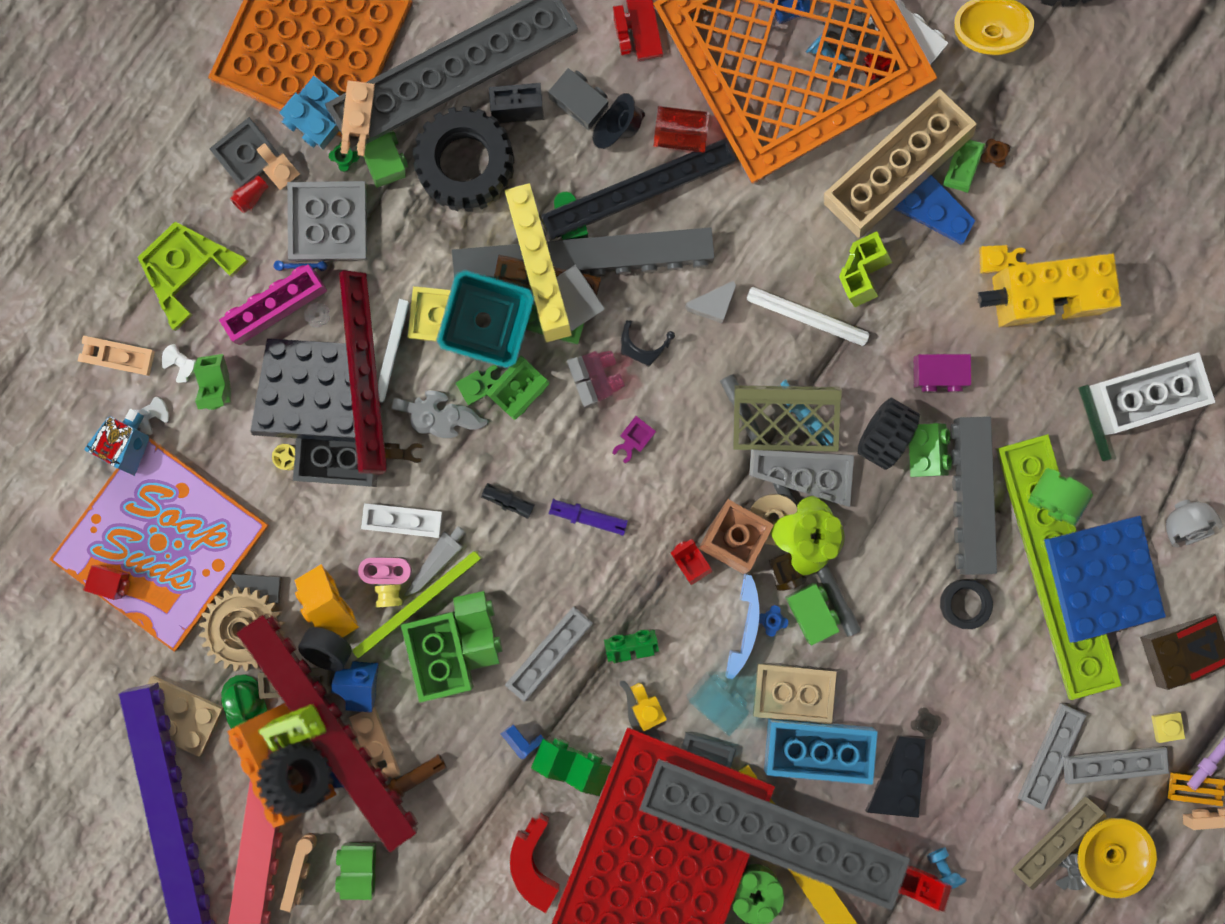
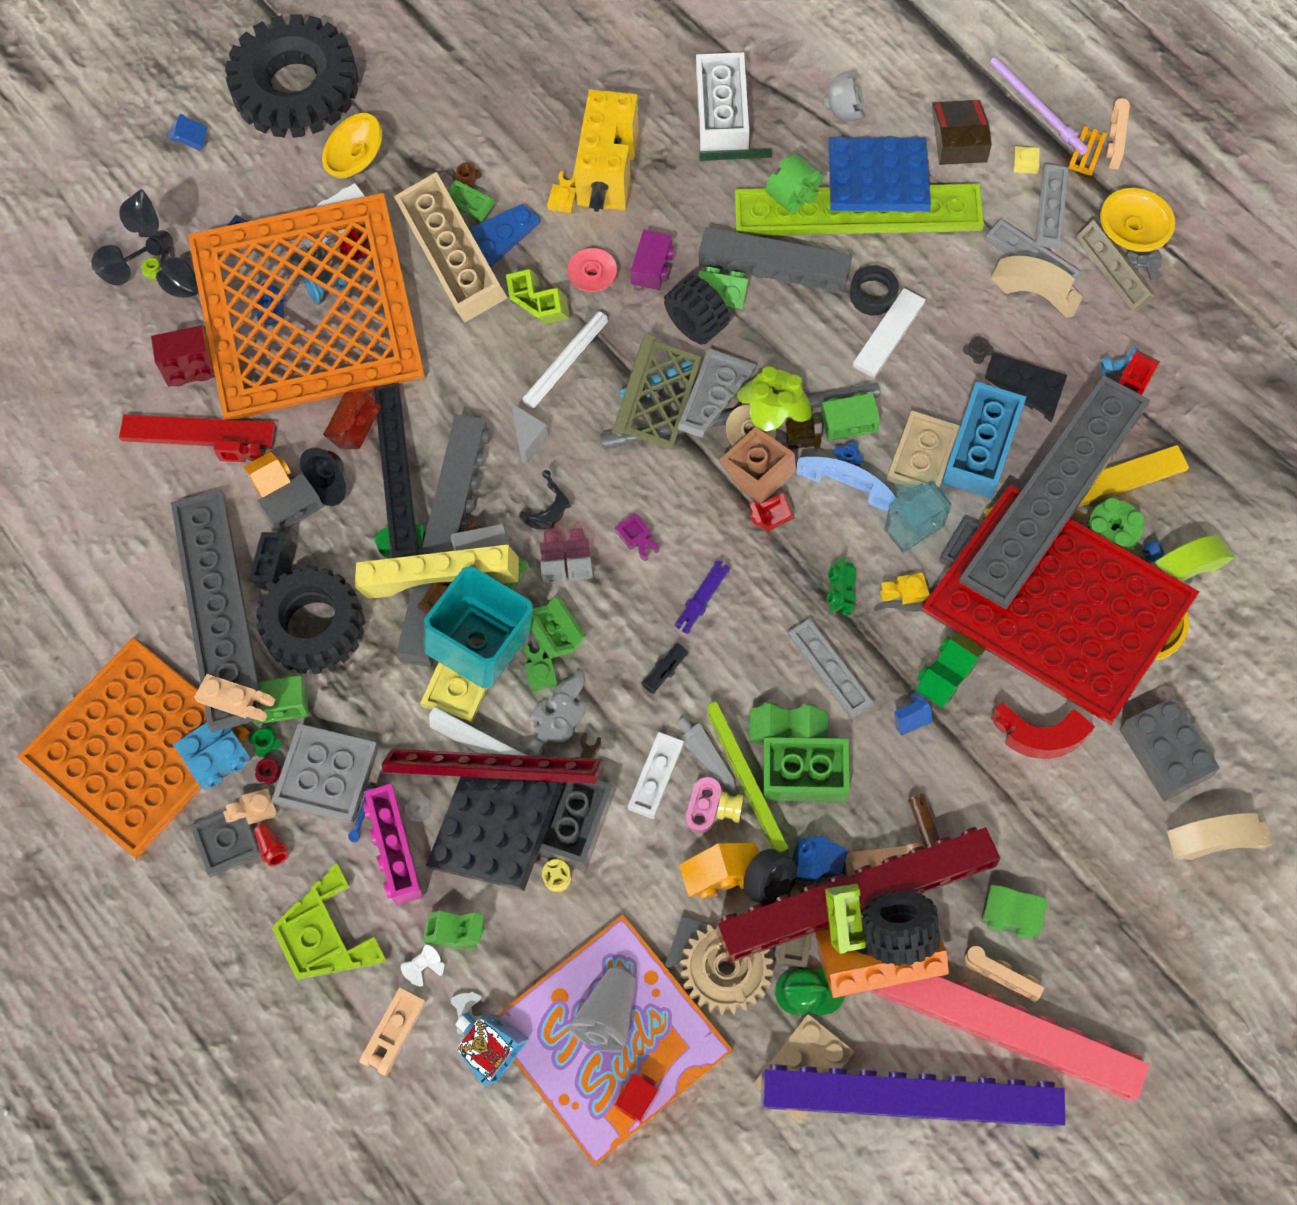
camera: 70 degrees left, 20 degrees down
(172, 537) = (607, 1012): none -> light grey cone
(311, 164) = (268, 764): none -> dark red plate
(599, 67) = (268, 473): none -> light orange brick
(922, 630) = (889, 333): none -> white tile
(926, 312) = (592, 261): none -> coral dish
(1017, 768) = (1039, 277): none -> tan arch

